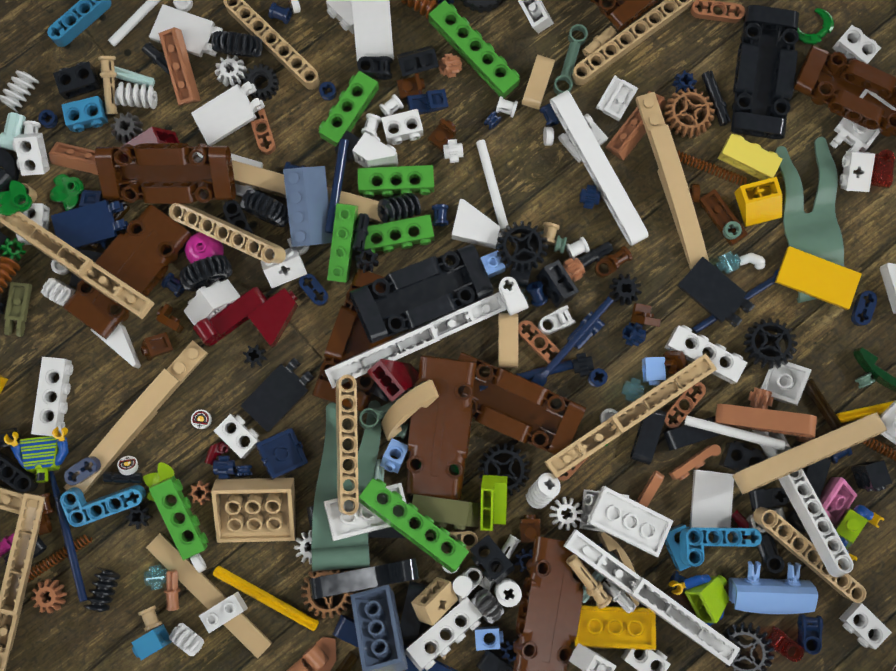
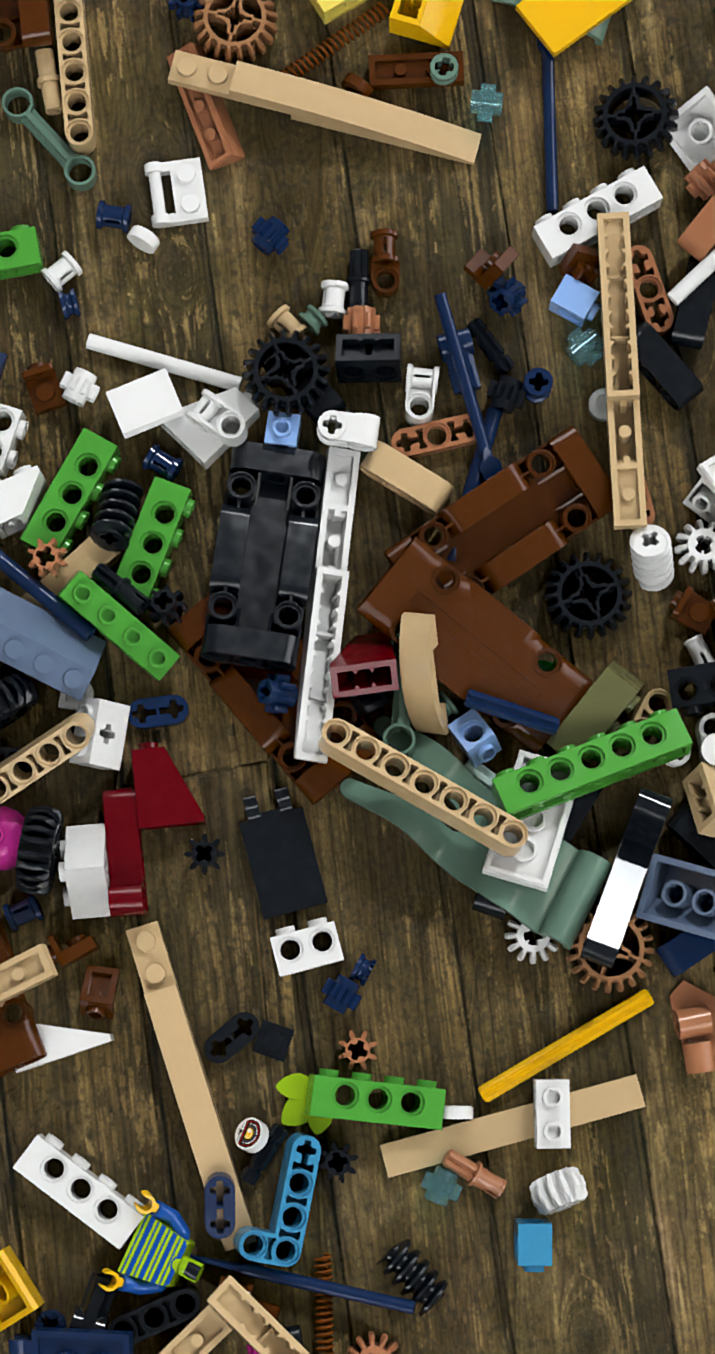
camera: 55 degrees left, 0 degrees up
(150, 618) = (495, 1229): tan bush -> none
(170, 430) = (226, 1031): none -> black beam
(182, 447) = (273, 1040): none -> black plate
(201, 419) = (248, 989): tile -> none
(215, 450) = (307, 993): dark red arm -> none
(254, 510) = (430, 985): tan slope -> none
(281, 453) = (372, 898): dark blue plate -> none
(349, 186) = (45, 549): none -> nougat gear
(354, 342) = (277, 693): none -> dark blue gear
(417, 467) = (512, 712): none -> dark blue axle
(463, 187) = (145, 403): none -> white slope
(477, 225) = (214, 415): none -> white piece
(493, 501) = (625, 635): lime piece -> none
(537, 293) = (365, 395): dark blue bush -> none
(538, 82) = (53, 204): tan beam -> none
(599, 168) = (236, 196): white beam -> none
(603, 341) = (490, 346): none -> black axle
(616, 98) = (149, 108): white plate -> none
(631, 292) = (425, 278): black gear -> none
(715, 292) = (517, 147): black tile -> none
(752, 258) = (502, 65): white arm -> none

